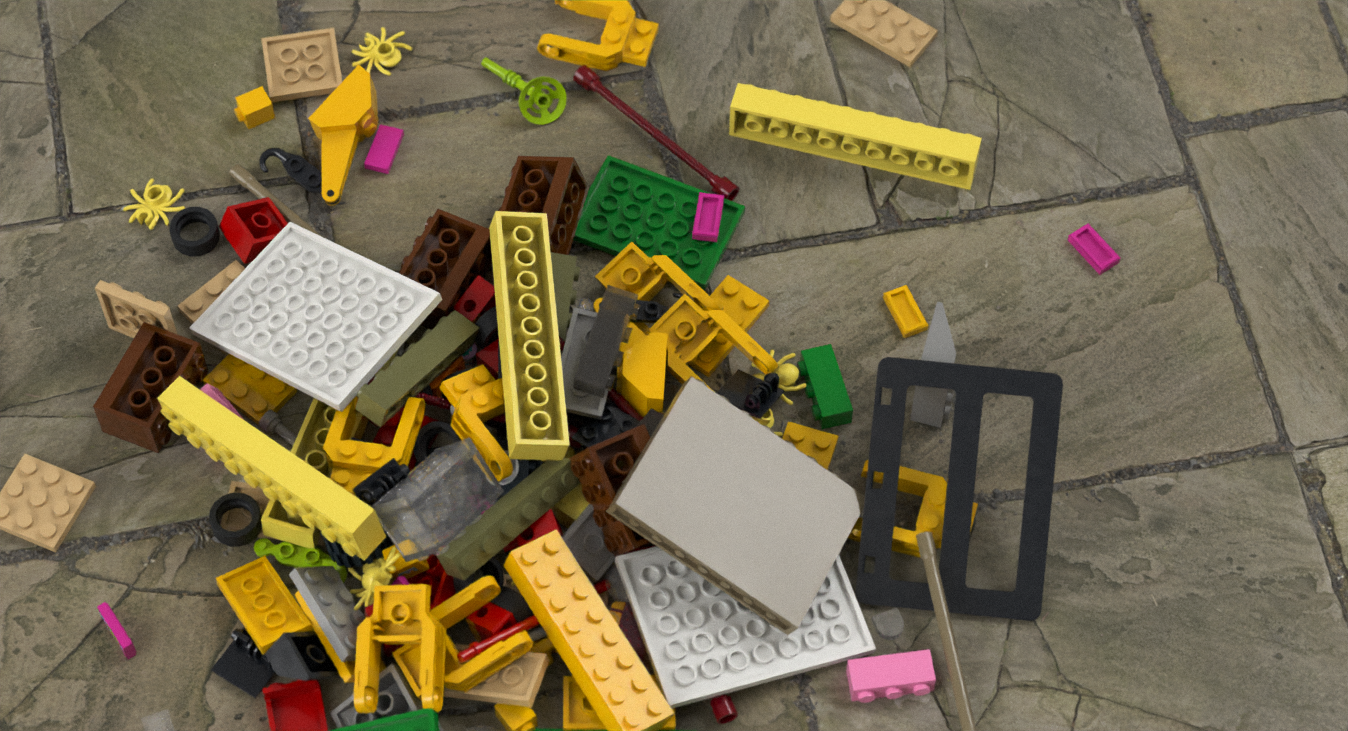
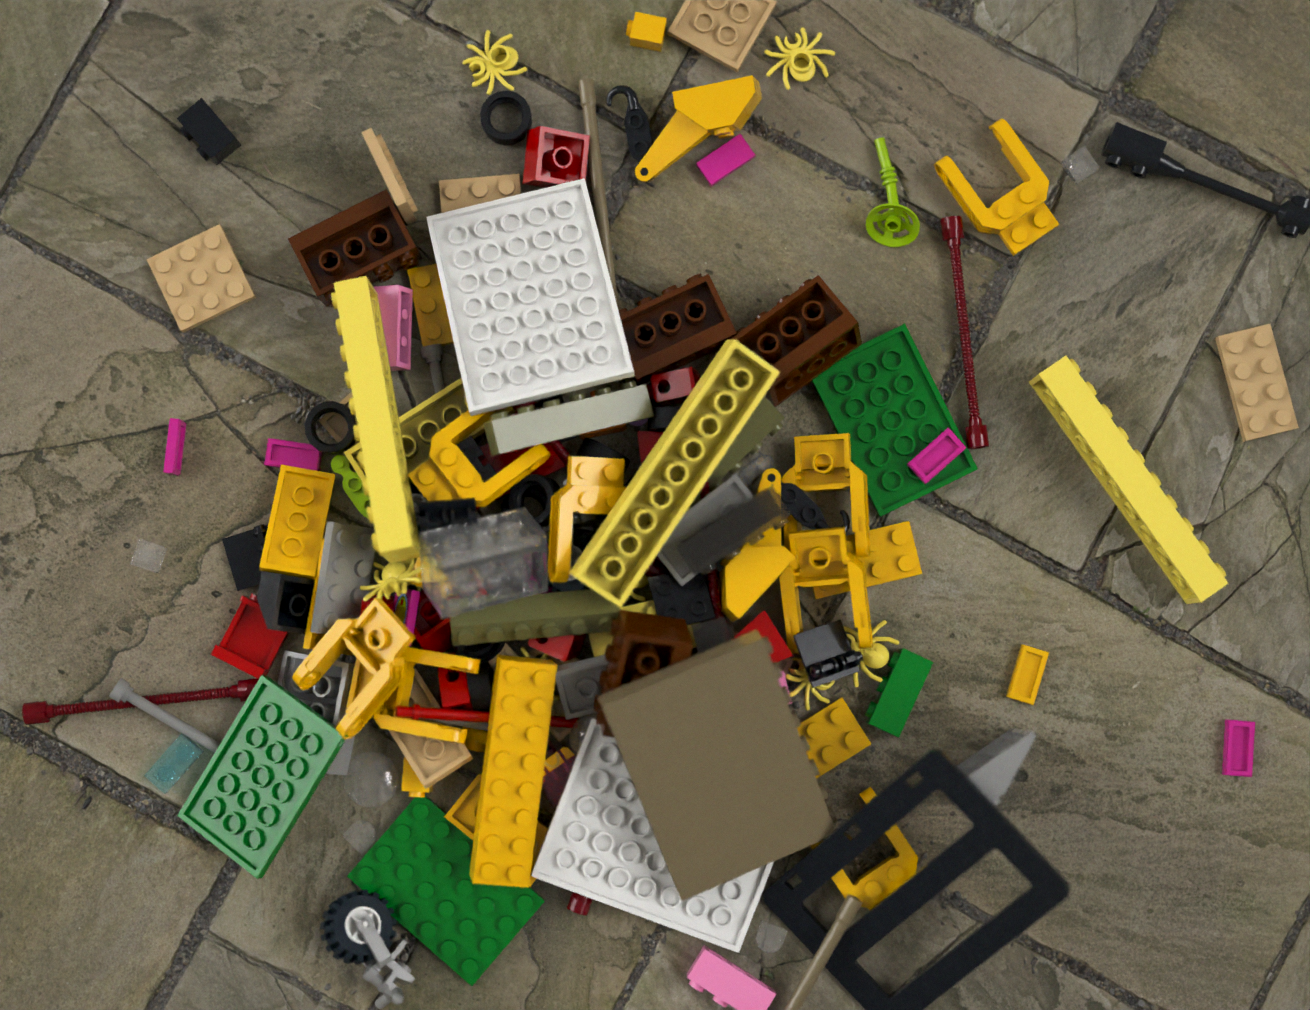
camera: 40 degrees right, 25 degrees up
(205, 574) = (292, 454): none -> dark pink tile

